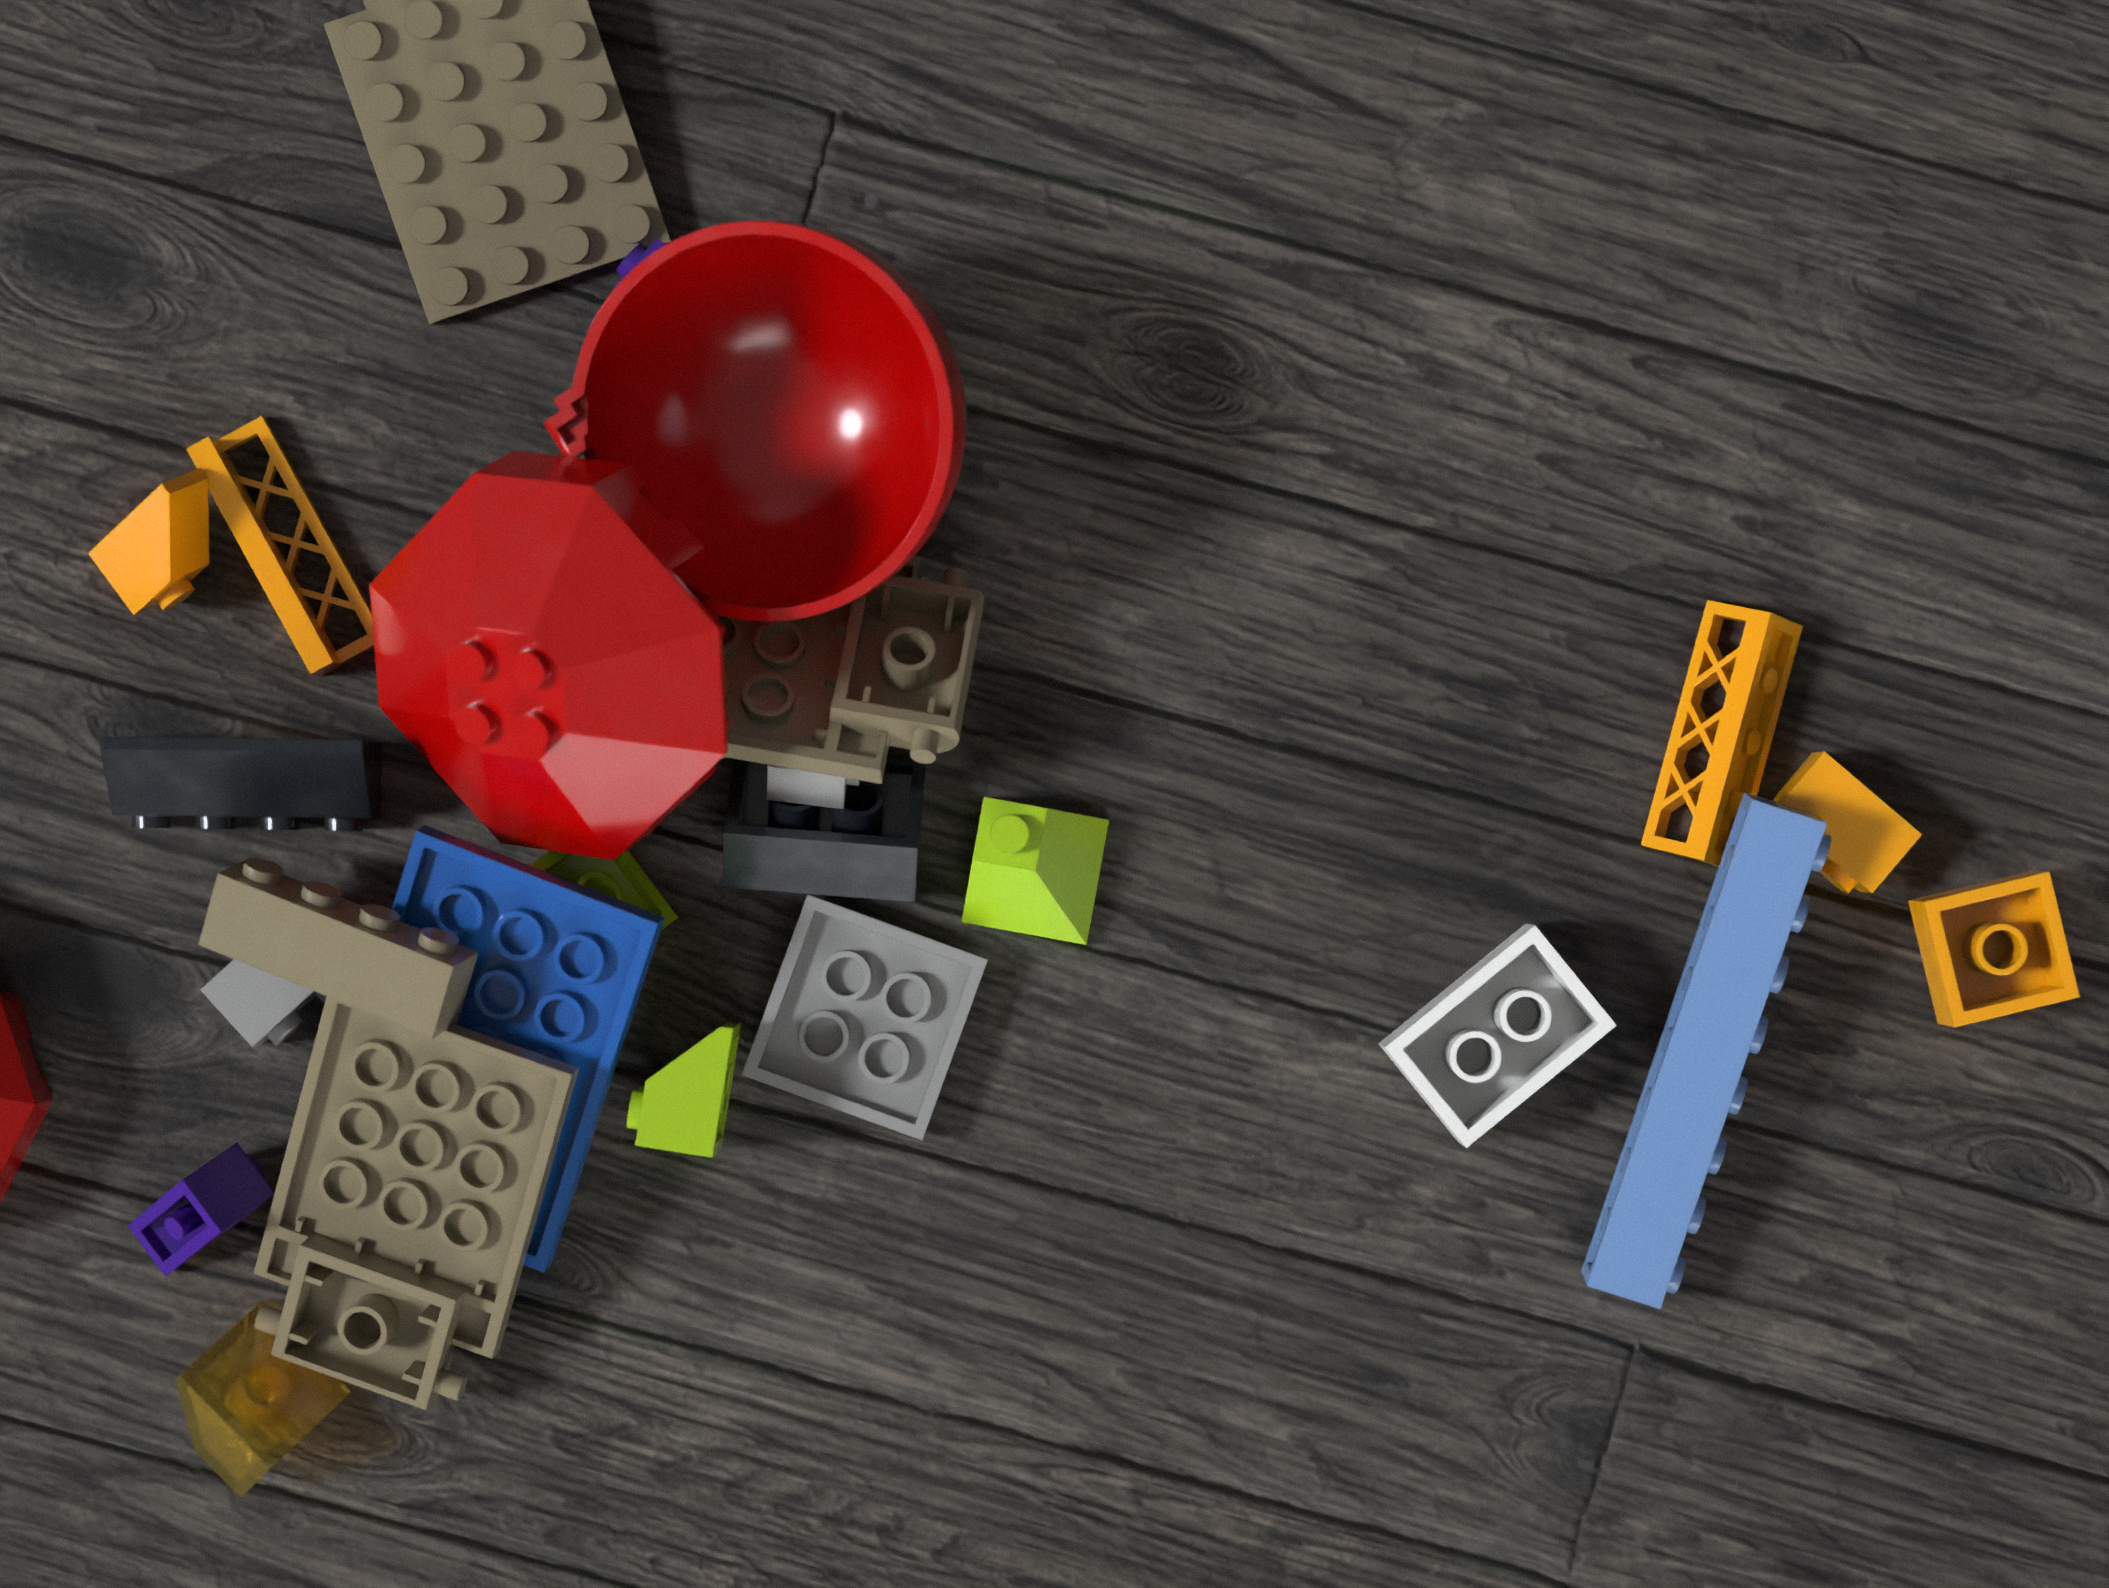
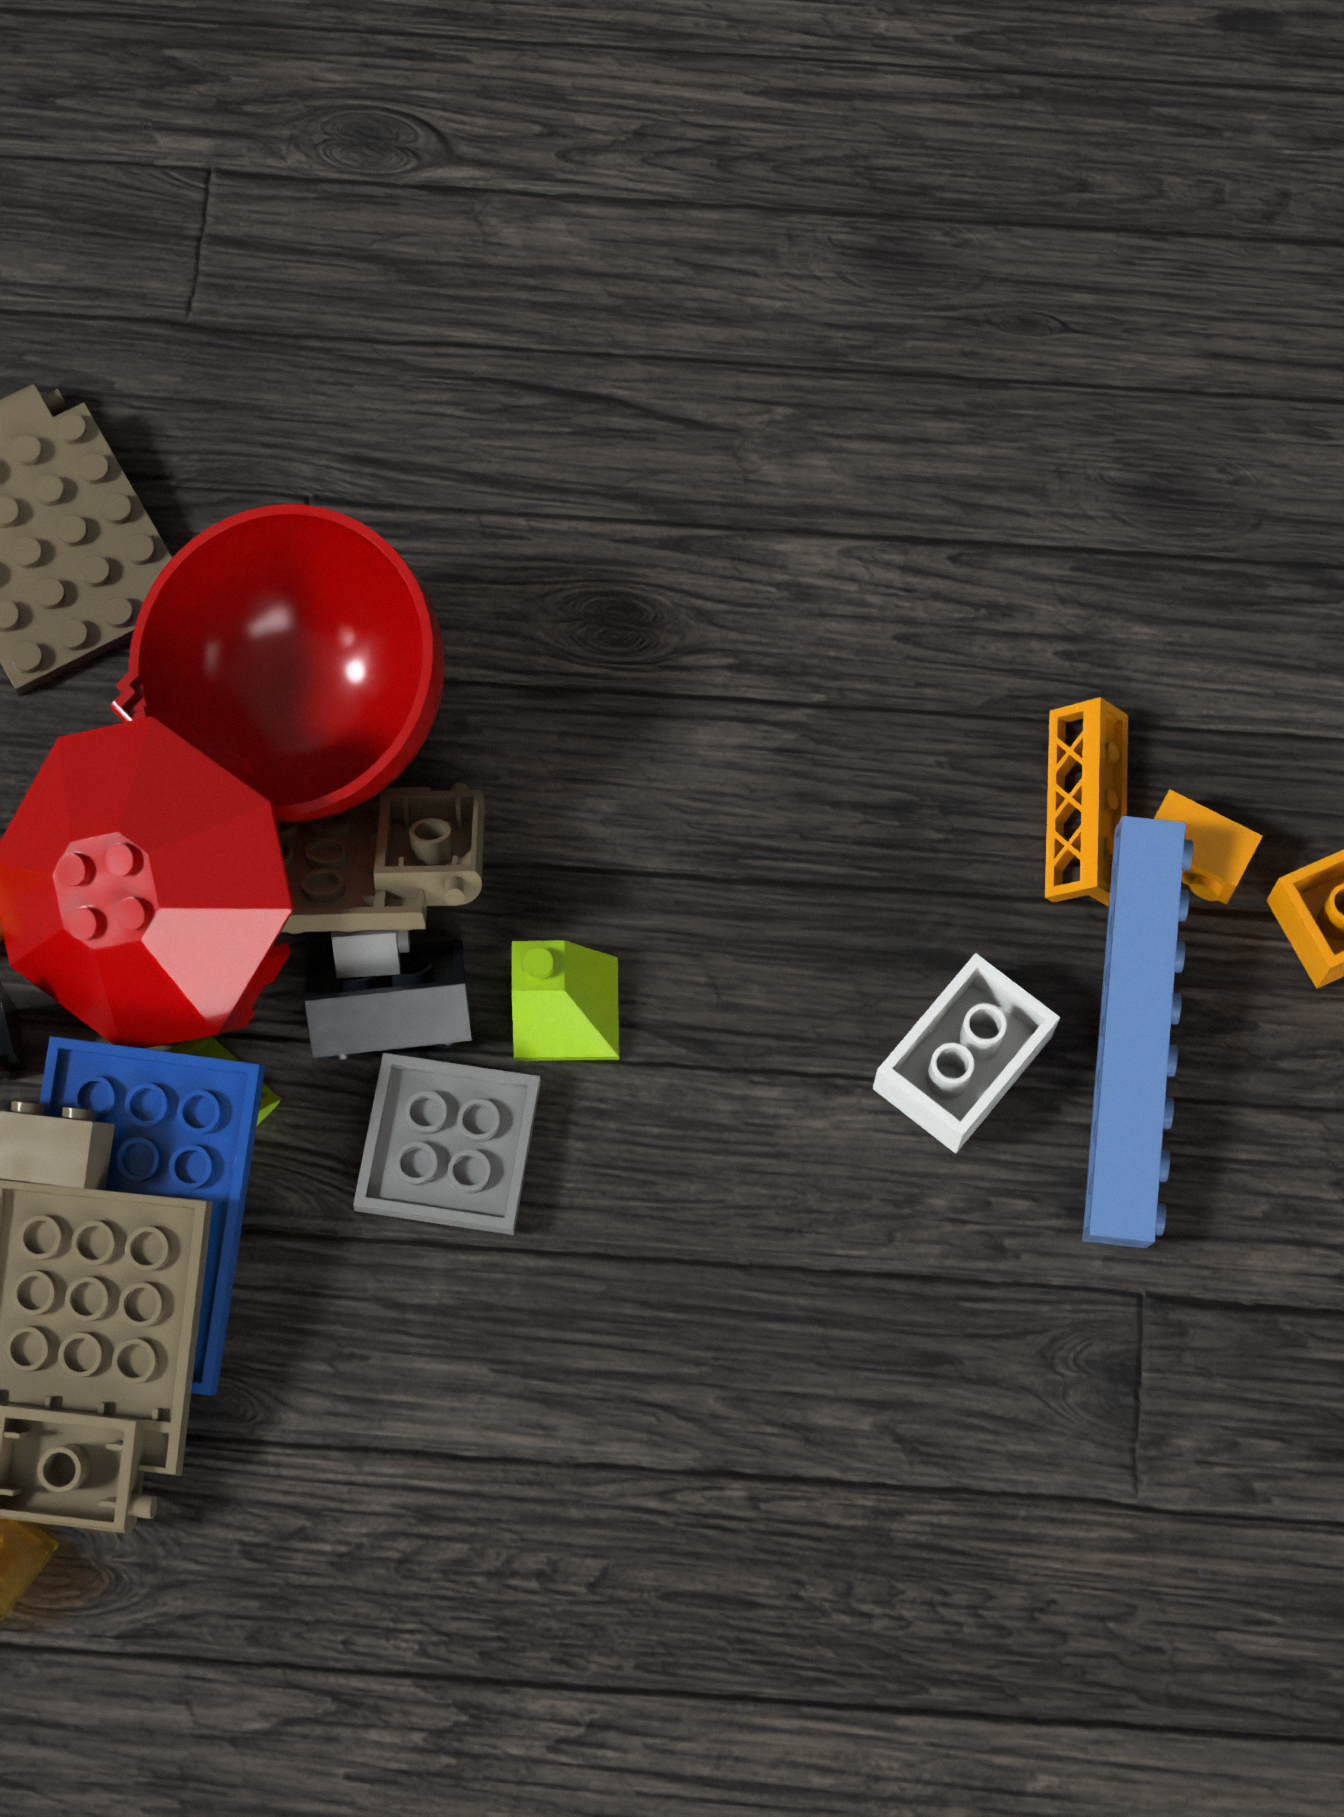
camera: 15 degrees left, 20 degrees down
(689, 1098) = (310, 1221): lime slope -> none

